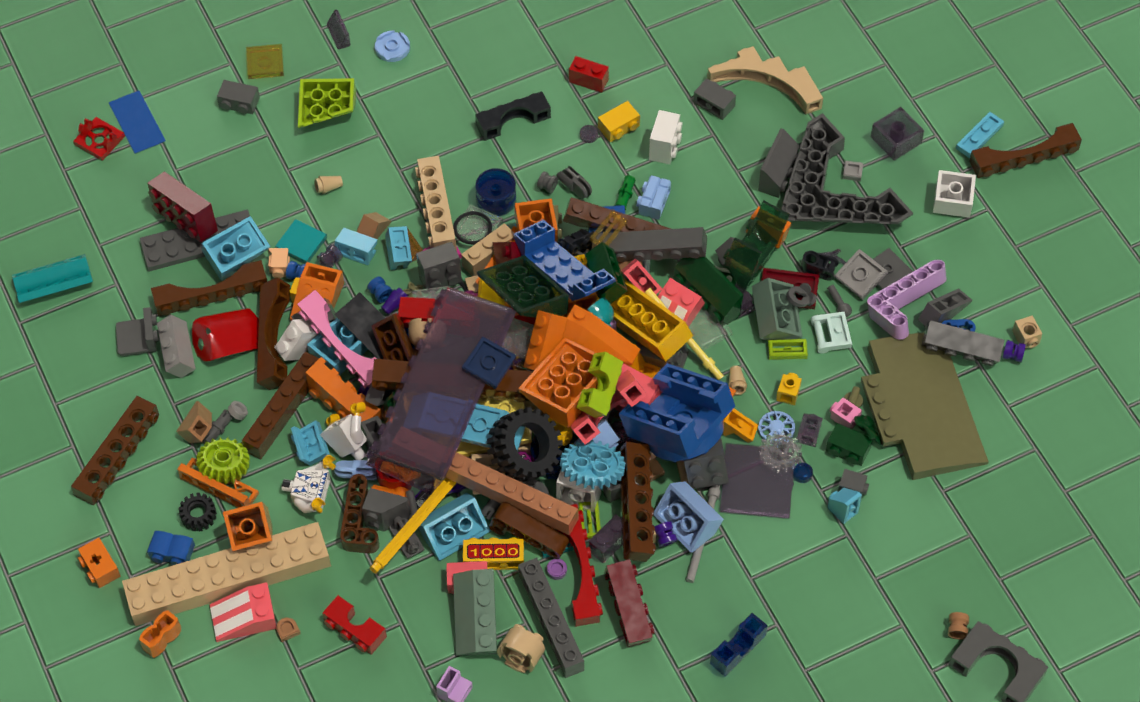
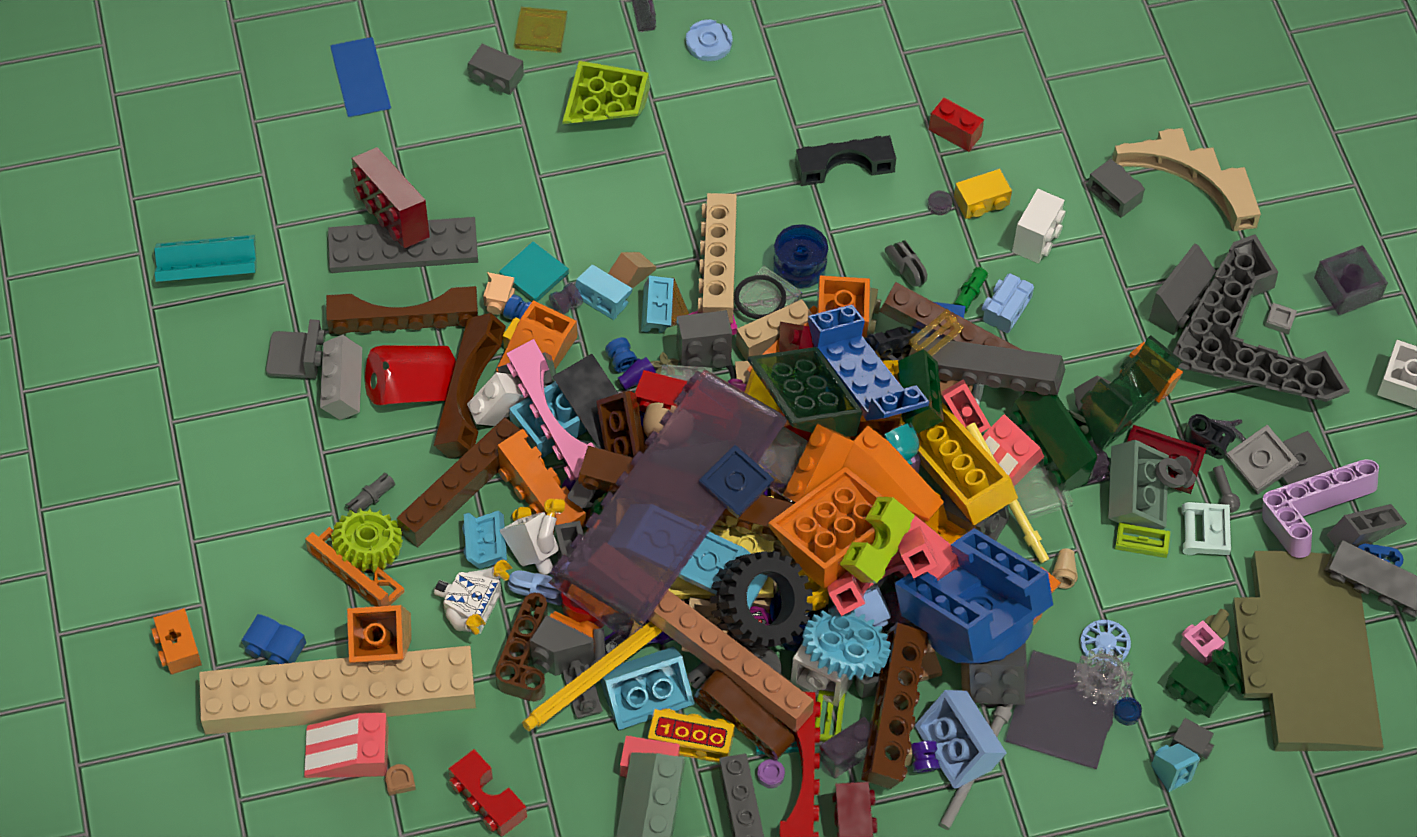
camera: 10 degrees right, 0 degrees up
(85, 130) = (317, 99): red piece -> none
(105, 455) = (236, 484): reddish brown brick -> none
(163, 631) = (229, 754): orange brick -> none
(196, 424) = (343, 484): medium nougat slope -> none
(197, 522) = (315, 587): black tyre -> none
(234, 247) = (445, 263): medium azure slope -> none
(237, 410) = (401, 477): light grey tile -> none
(327, 183) = (585, 203): tan cone -> none
(547, 182) = (871, 256): dark grey wheel -> none
(740, 425) = (1056, 630): light orange slope -> none
(789, 388) = (1133, 594): yellow brick -> none
(809, 429) = (1149, 655): brick -> none

